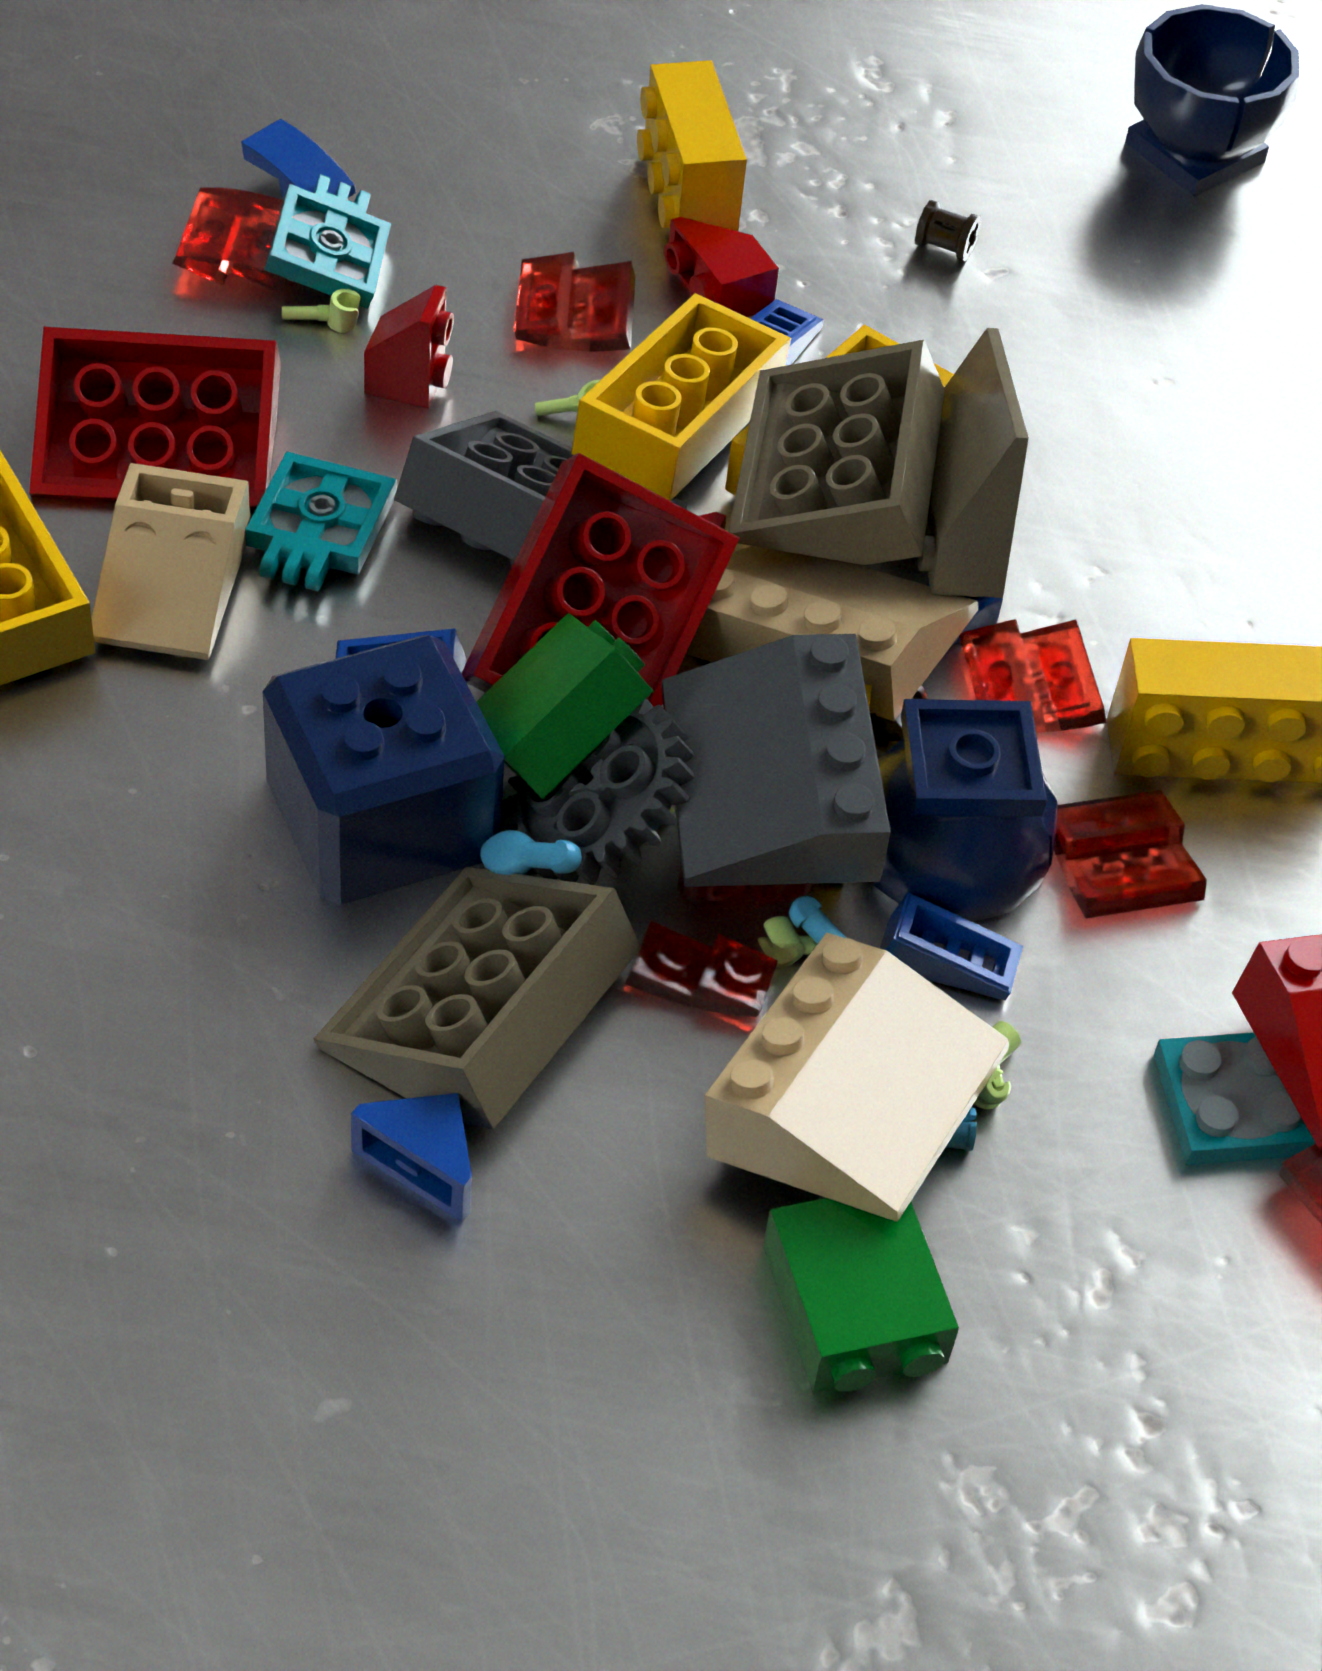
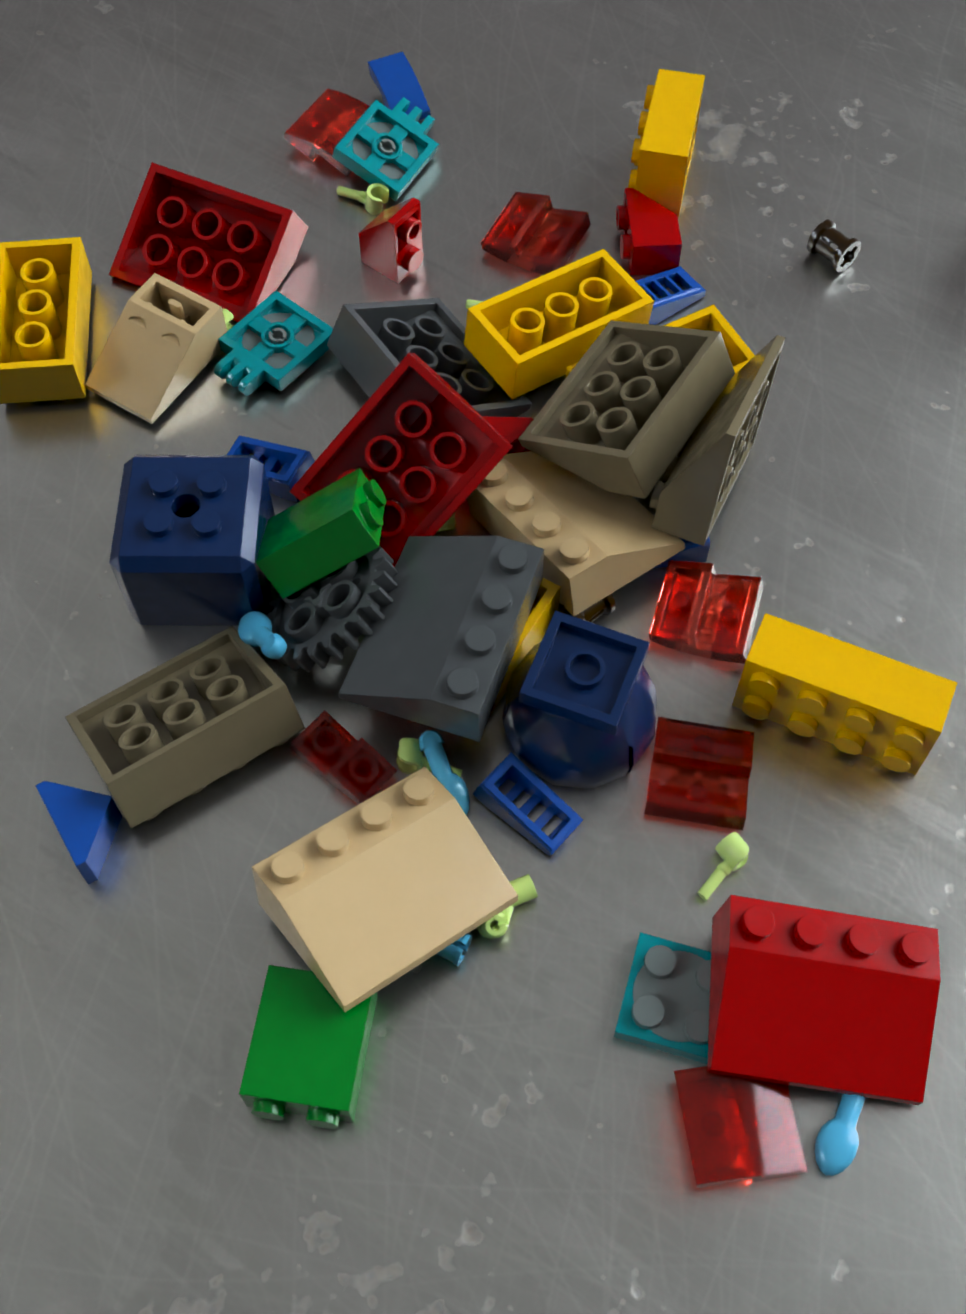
camera: 30 degrees right, 10 degrees up
(1211, 924) = (735, 855): none -> yellowish green hand

